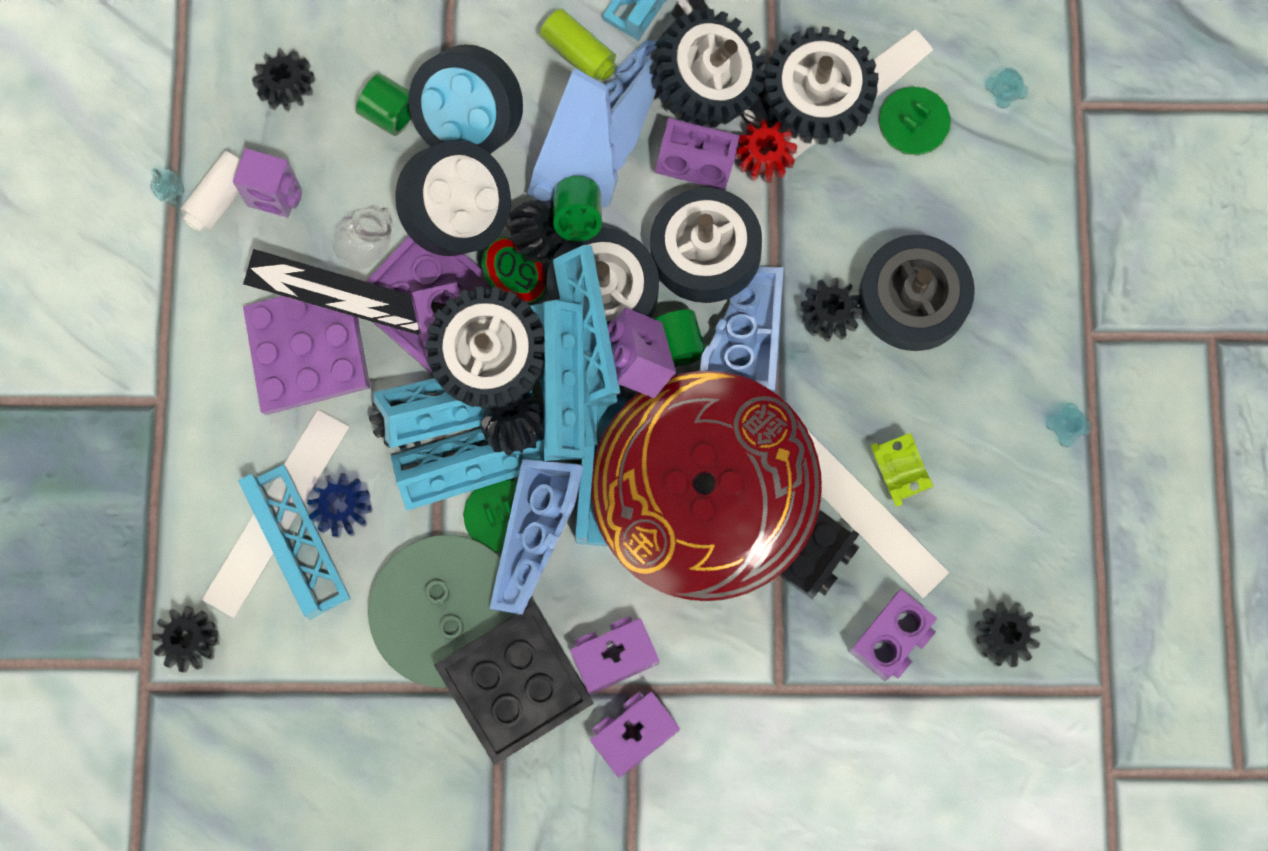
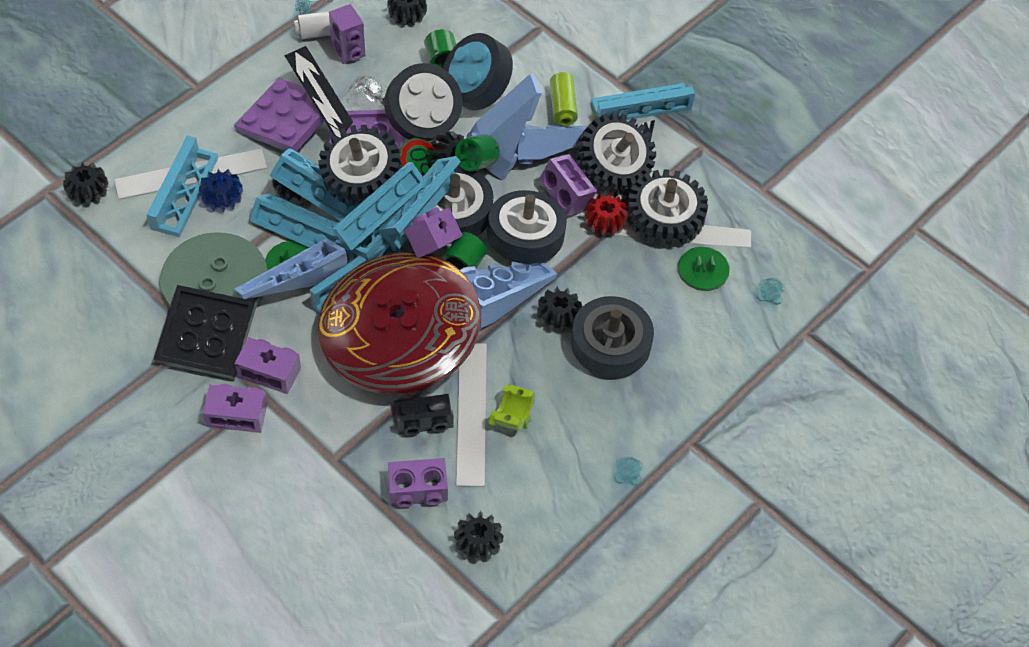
camera: 40 degrees right, 20 degrees down
(514, 426) = (331, 213): black gear -> none

